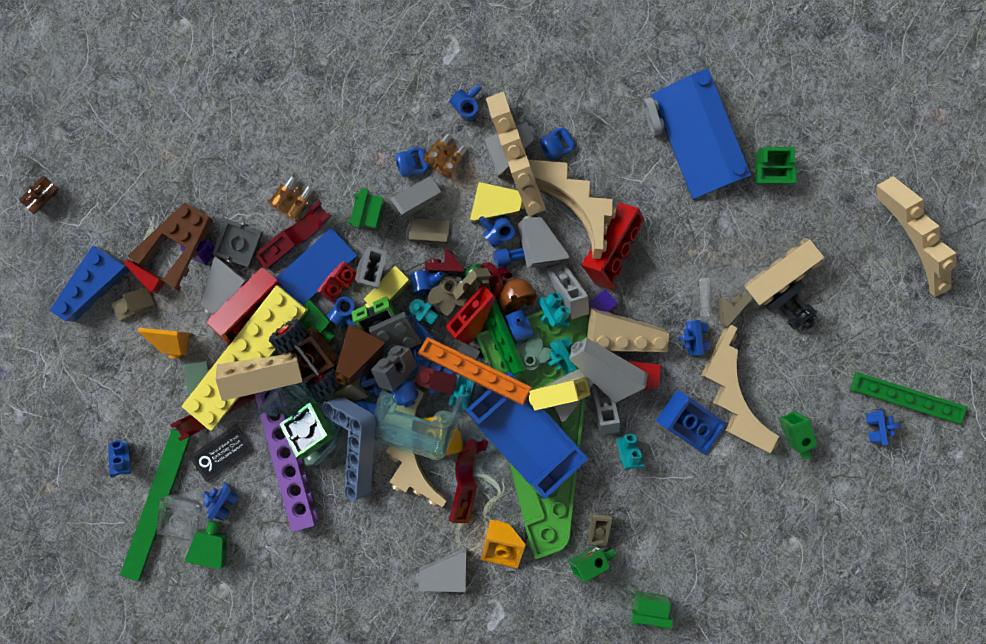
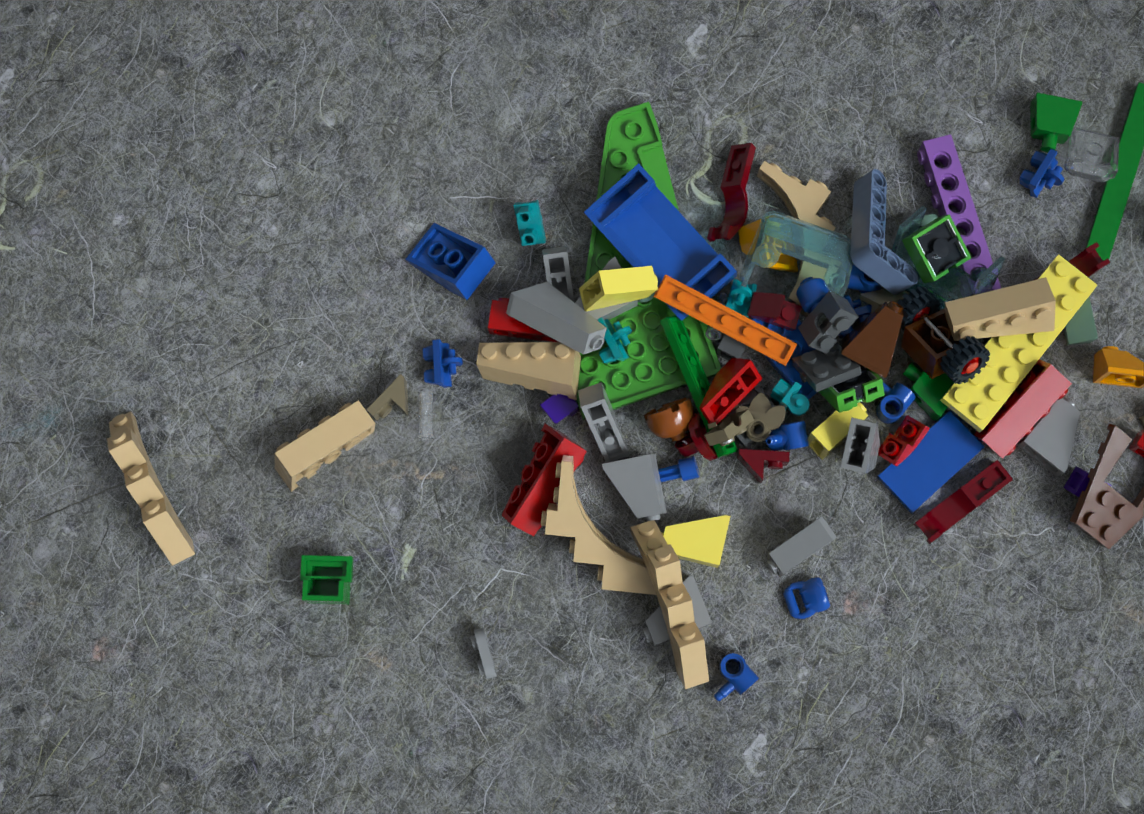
camera: 170 degrees left, 10 degrees down
(221, 453) = (1043, 233): piece -> none
(237, 243) = (1036, 493): dark grey plate -> none
(288, 207) = (975, 541): clear orange piece -> none
(367, 211) = (866, 529): green plate -> none
(429, 231) = (783, 506): dark tan panel -> none
(444, 157) = (770, 595): clear orange piece -> none
(444, 574) = (760, 86): light grey slope -> none
(493, 233) = (690, 501): blue piece -> none
(502, 545) = (689, 119): light orange slope -> none
(519, 325) = (667, 378): blue piece -> none
(533, 349) = (650, 349): sand green plate -> none
(552, 145) = (617, 614): blue piece -> none
(553, 312) = (623, 394): teal hips -> none
(585, 566) = (581, 95): green torso -> none
(599, 529) = (569, 136): dark tan slope -> none
(651, 610) = (509, 41): green plate -> none
(701, 134) = (422, 627): blue slope -> none
(723, 371) = (409, 320): tan arch -> none
(799, 433) = (318, 244): green torso -> none
(805, 318) = (302, 384): black tile -> none
(881, 435) = (214, 241): blue hips -> none
(908, 398) = (175, 287): green tile -> none

